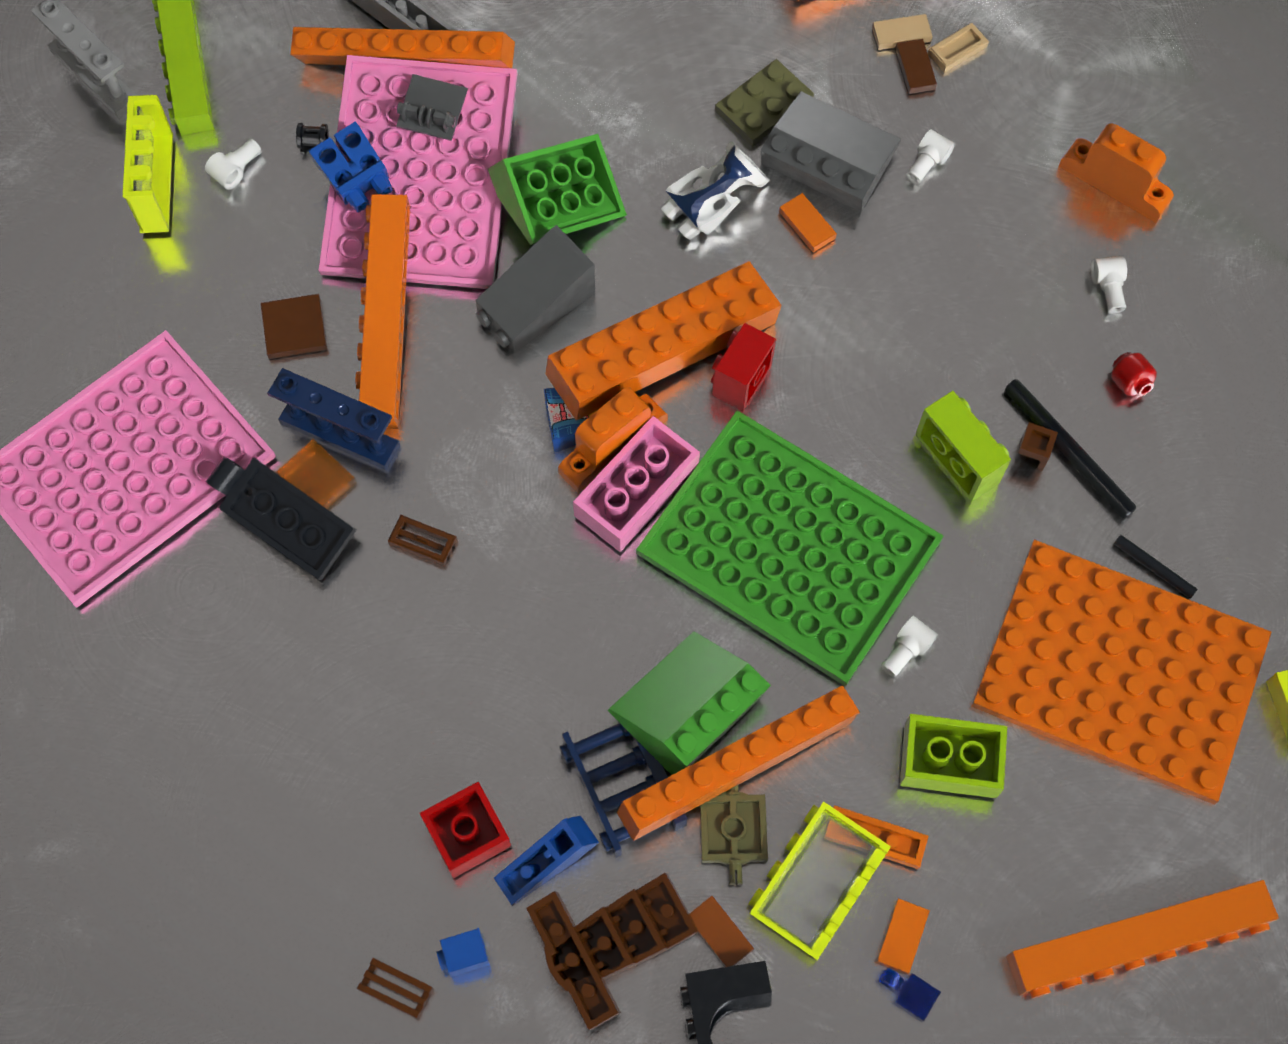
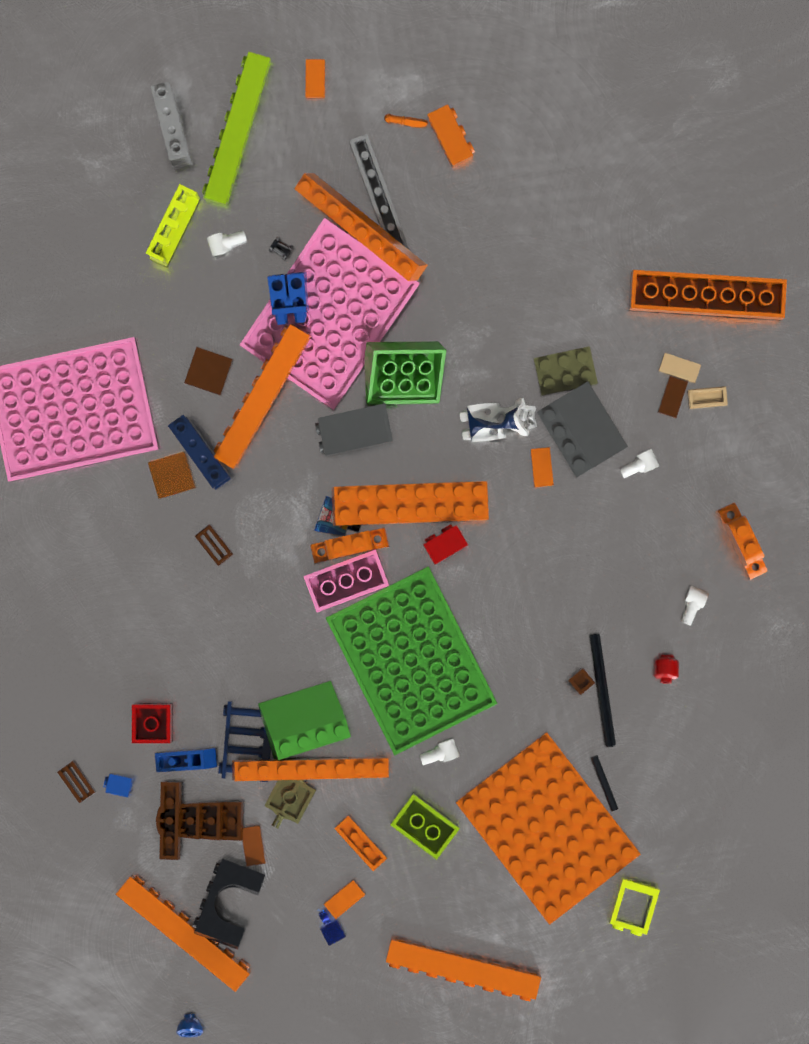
camera: 35 degrees right, 20 degrees up
(281, 515) = (143, 490): black hinge -> none
(431, 107) = (355, 282): dark grey hinge -> none
(818, 879) = (316, 849): clear window -> none
(963, 445) = (539, 660): lime brick -> none

